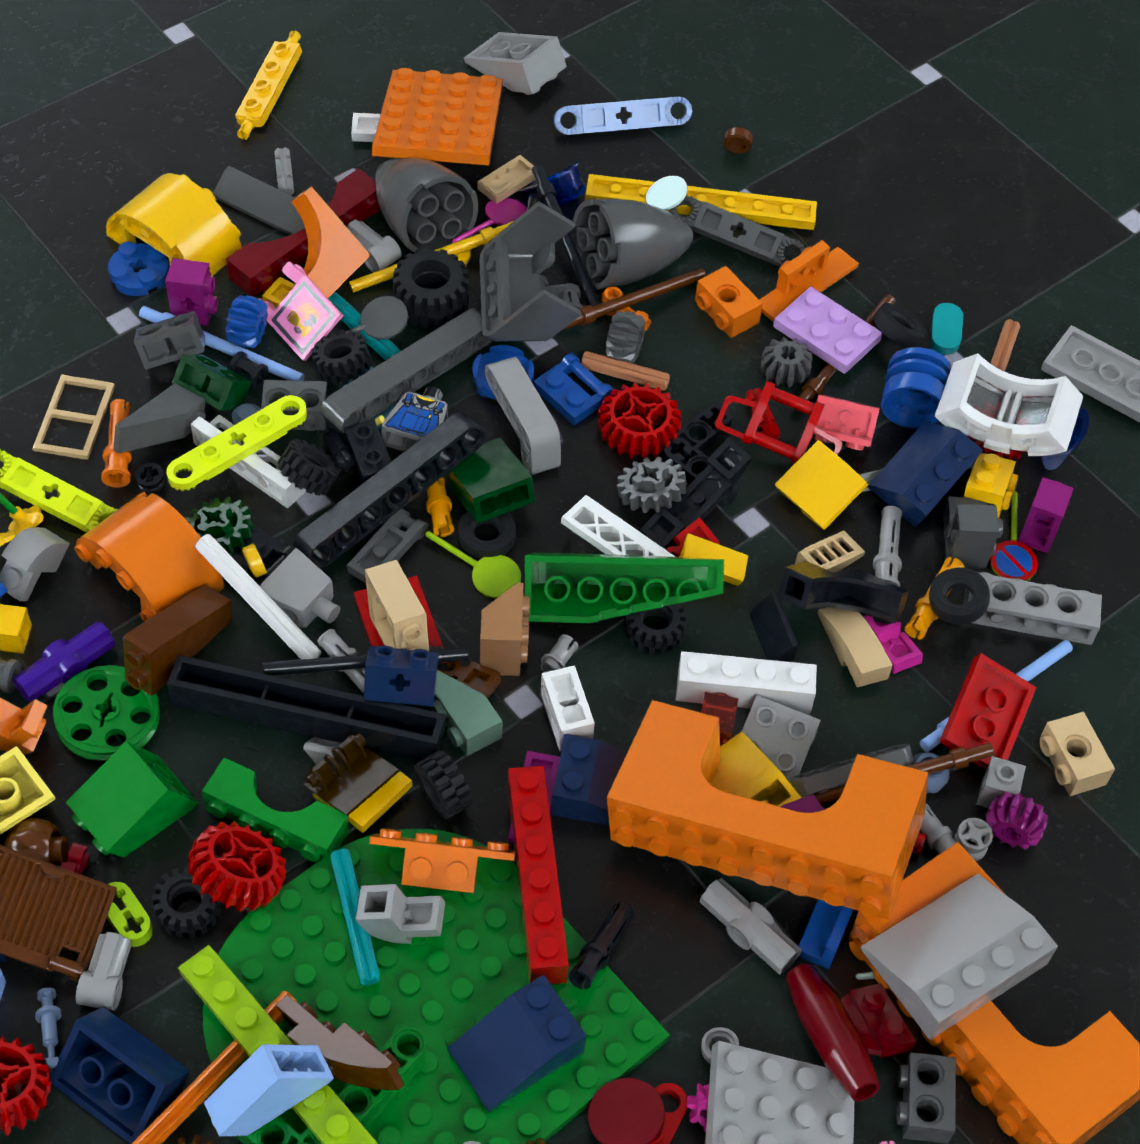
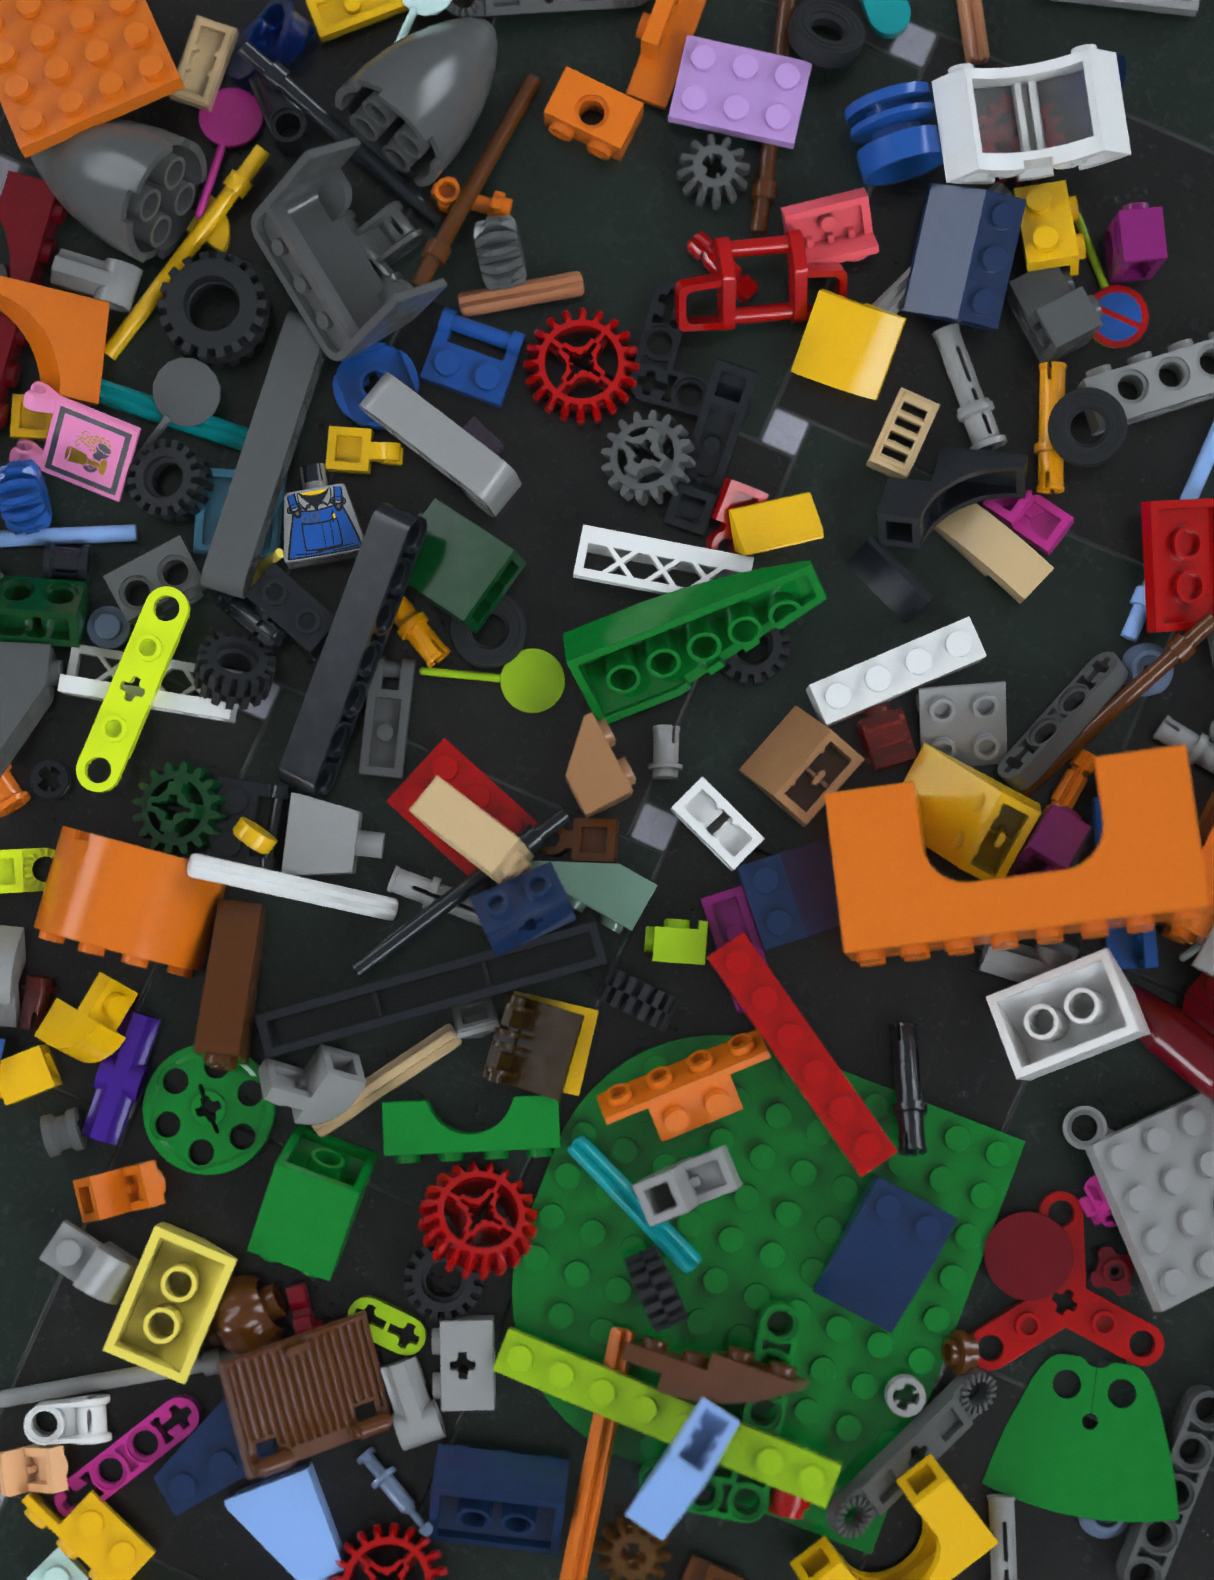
camera: 25 degrees left, 30 degrees up
(43, 592) = (35, 999): none -> clear red pin
(67, 616) = (91, 1029): none -> yellow brick
(160, 985) = (477, 1387): none -> light grey brick
(184, 733) = (319, 1090): none -> light grey brick
(241, 755) = (396, 1074): none -> tan axle
(332, 970) = (655, 1288): none -> black tyre
(468, 397) = (354, 450): none -> yellow plate
(490, 771) = (677, 942): none -> lime brick
(631, 701) = (801, 765): none -> medium nougat slope
(748, 952) = (1067, 1015): none -> white slope

